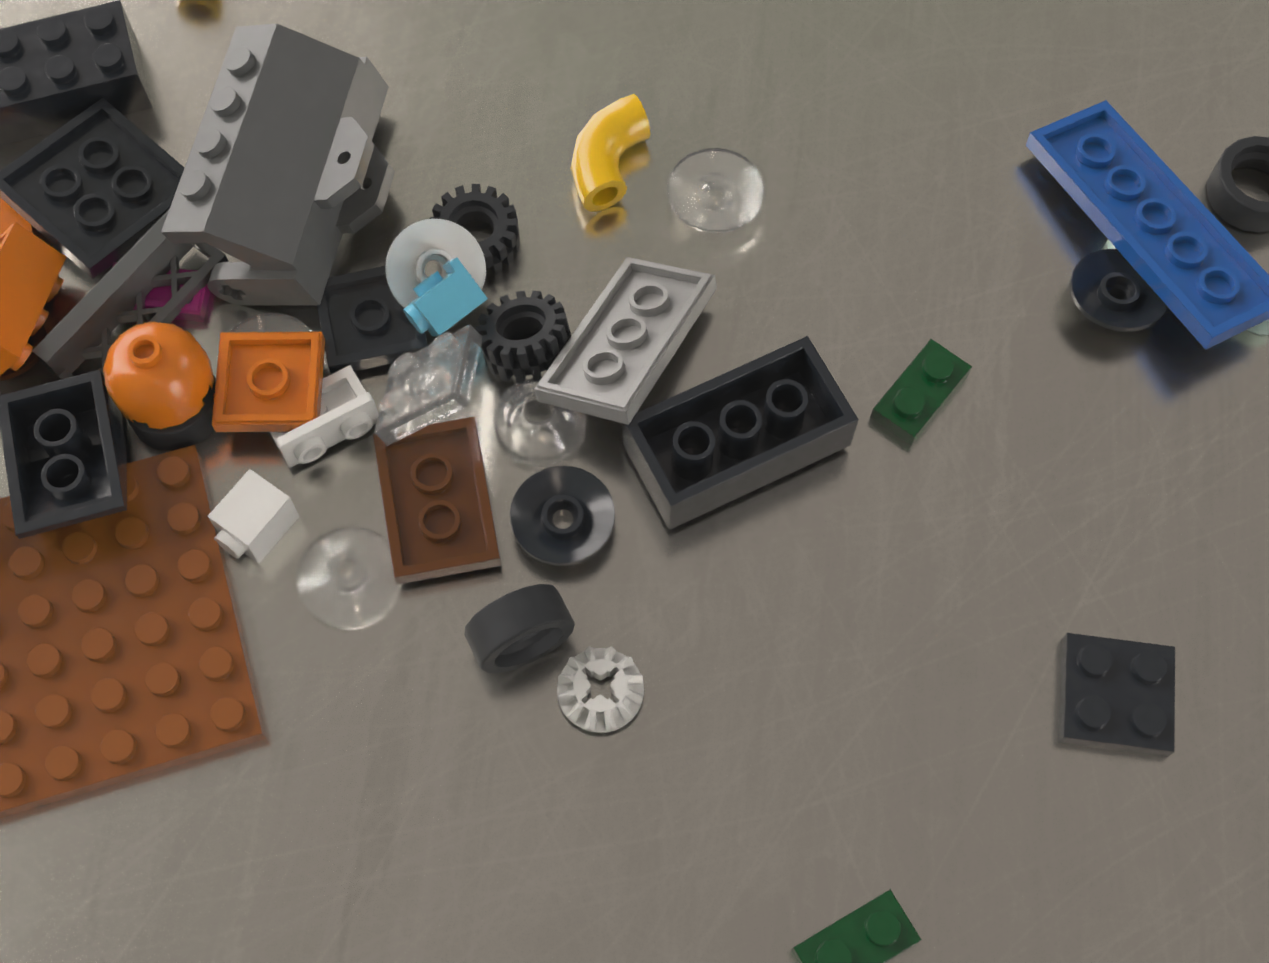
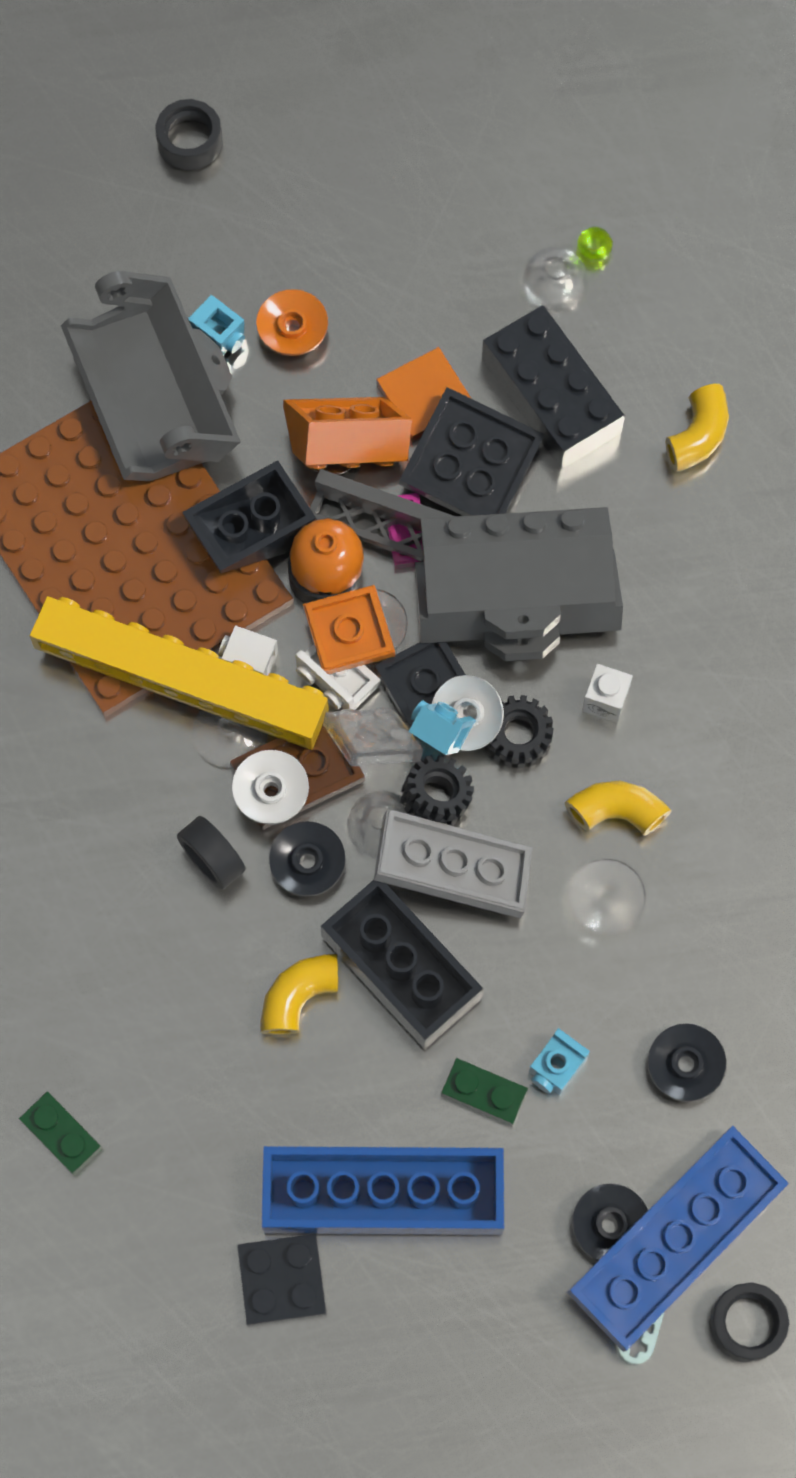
camera: 75 degrees right, 5 degrees up
(240, 610) = (180, 671): none -> yellow brick
(452, 503) = (265, 770): none -> white dish
(462, 122) = (607, 693): none -> white brick
(600, 713) = (196, 937): white gear -> none
(735, 575) = (292, 990): none -> yellow cylinder
(907, 296) = (554, 1079): none -> medium azure brick
(941, 147) = (689, 1043): none -> black dish
(1034, 535) = (383, 1190): none -> blue brick

